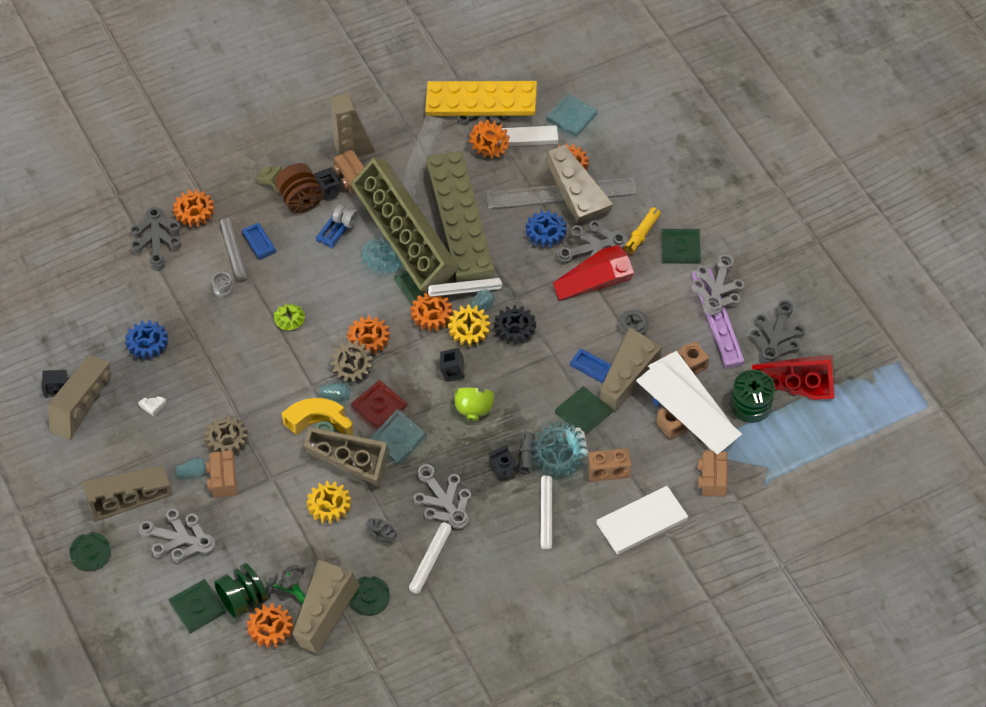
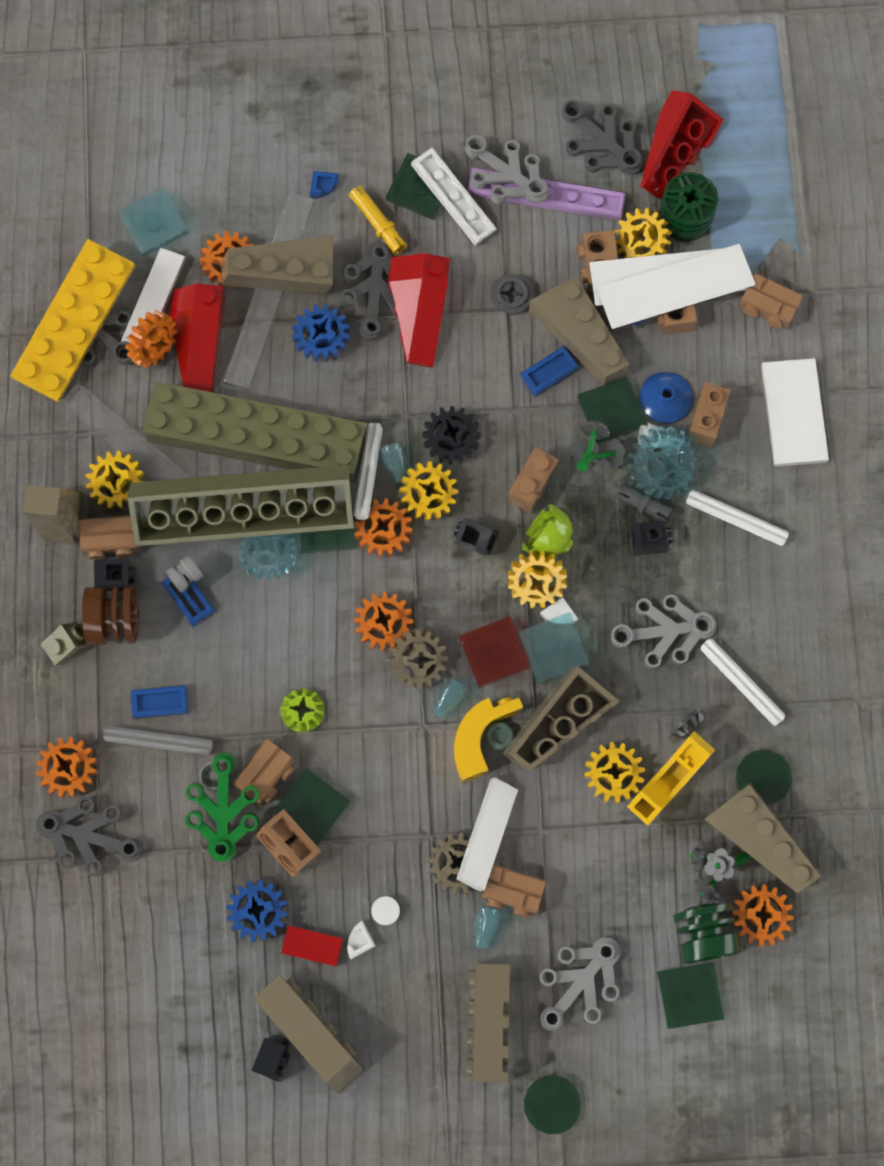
camera: 65 degrees left, 20 degrees up
(137, 380) = (312, 946): none -> red tile
(178, 410) = (385, 911): none -> white tile
(183, 305) = (222, 812): none -> green plant
(196, 336) = (288, 843): none -> medium nougat brick
(228, 345) = (313, 805): none -> clear green tile
(237, 309) = (265, 771): none -> medium nougat brick
(252, 441) = (487, 834): none -> white tile
(335, 535) = (671, 778): none -> yellow arch
(393, 155) = (104, 481): none -> yellow gear
(430, 431) = (557, 609): none -> white tile
(439, 406) = (542, 569): none -> yellow gear
(508, 380) = (533, 480): none -> medium nougat brick
(512, 167) = (198, 320): none -> red wedge
(545, 405) = (586, 451): none -> dark grey plant
(601, 441) = (665, 409): none -> blue dish
(651, 193) = (323, 184): none -> blue tile
(682, 264) = (453, 196): none -> white tile
(717, 377) = (648, 228): none -> yellow gear

